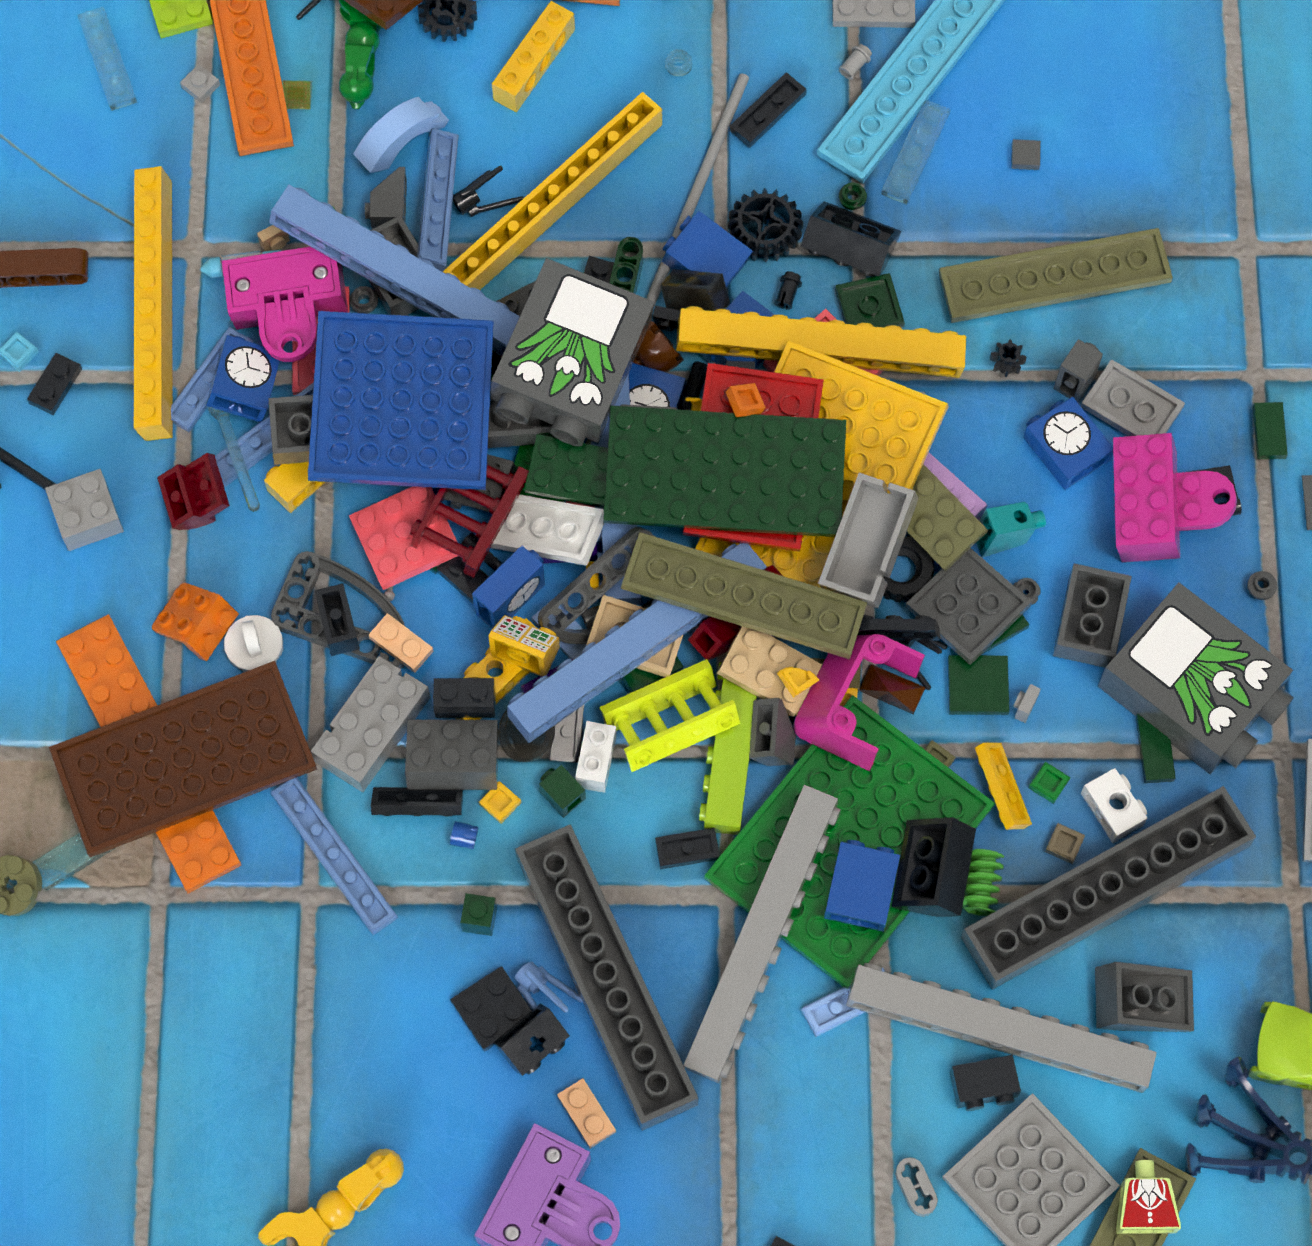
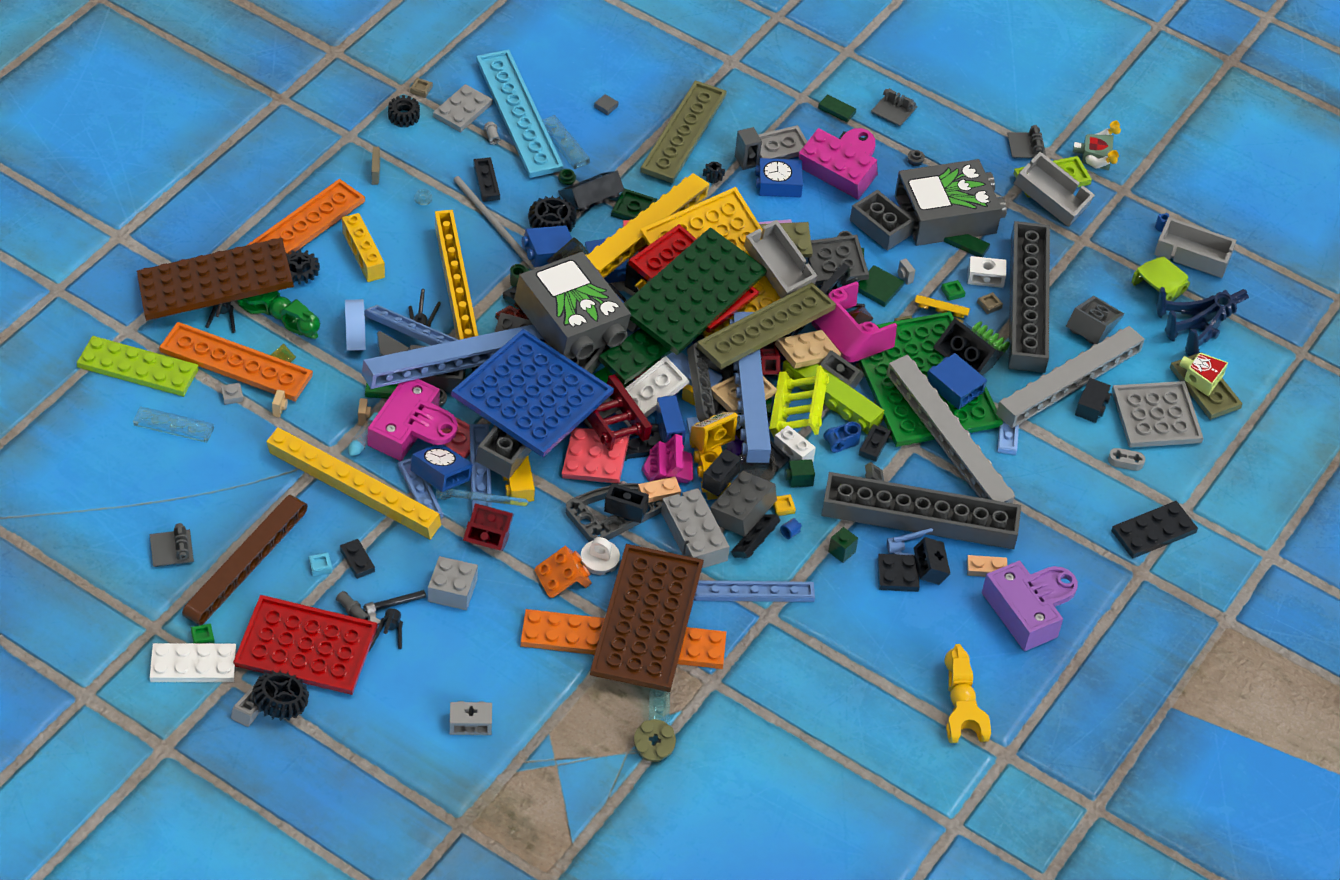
camera: 60 degrees left, 20 degrees down
(216, 141) = (279, 403): none -> tan plate
(454, 629) = (669, 461): none -> dark pink piece
(629, 882) = (873, 472): none -> dark grey plate
(660, 800) = (843, 436): none -> blue piece
(745, 400) = (665, 255): orange plate -> none
(788, 289) = (594, 227): black pin -> none
(797, 679) = (826, 339): yellow tile -> none
(1008, 527) = (809, 214): teal torso -> none

